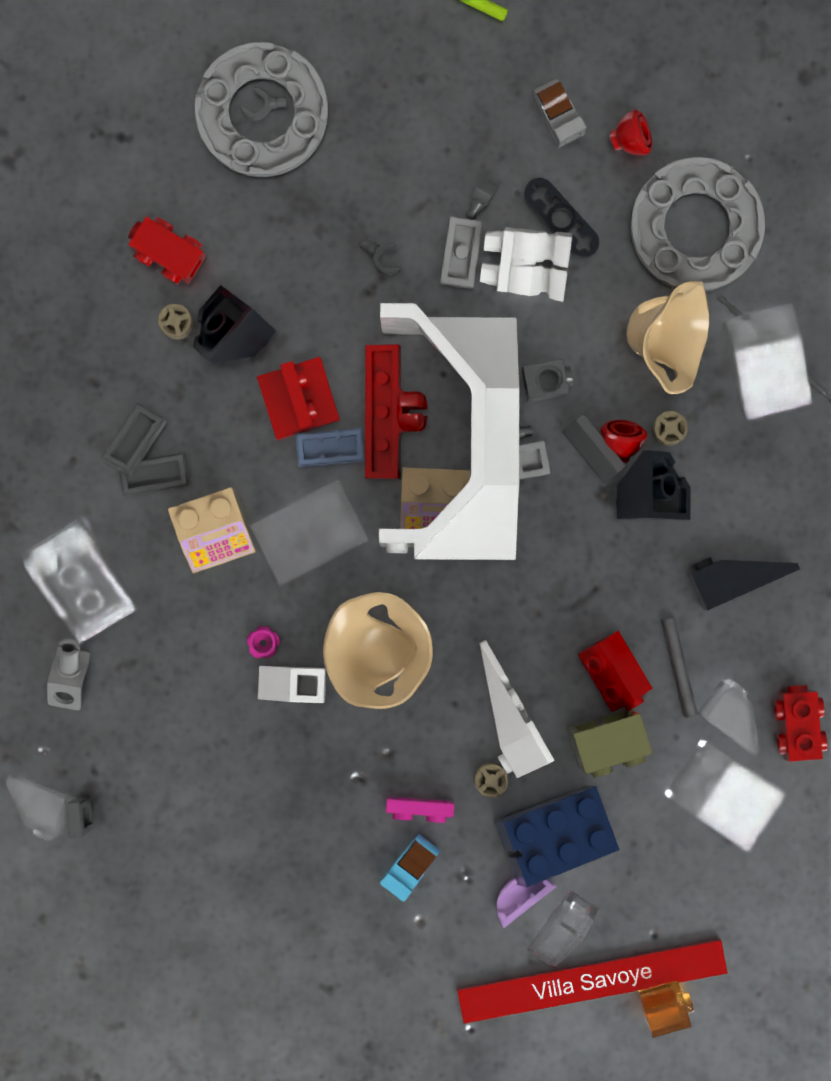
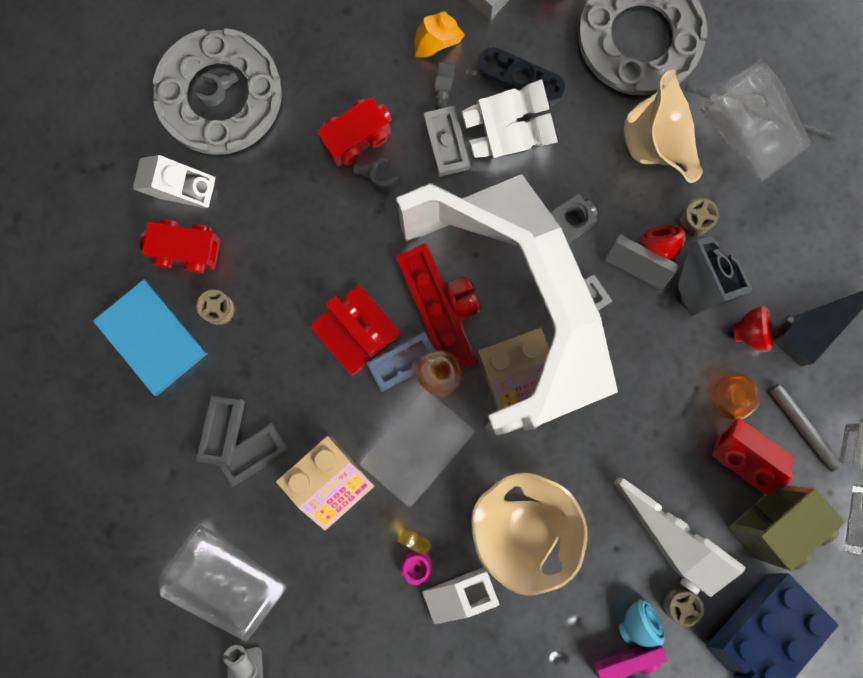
camera: 20 degrees left, 5 degrees down
(102, 323) = (150, 337): none -> dark azure tile
(184, 183) = (173, 181): none -> white slope
(230, 329) = (268, 292): black slope -> none
(271, 617) = (414, 541): none -> clear yellow tile
(359, 472) = (439, 372): none -> clear orange brick
(377, 207) = (355, 131): none -> red brick
(446, 779) = (642, 625): none -> medium azure brick
(497, 143) = (436, 34): none -> light orange plate
(628, 612) = (736, 396): none -> clear orange brick
(673, 557) = (755, 329): none -> red brick

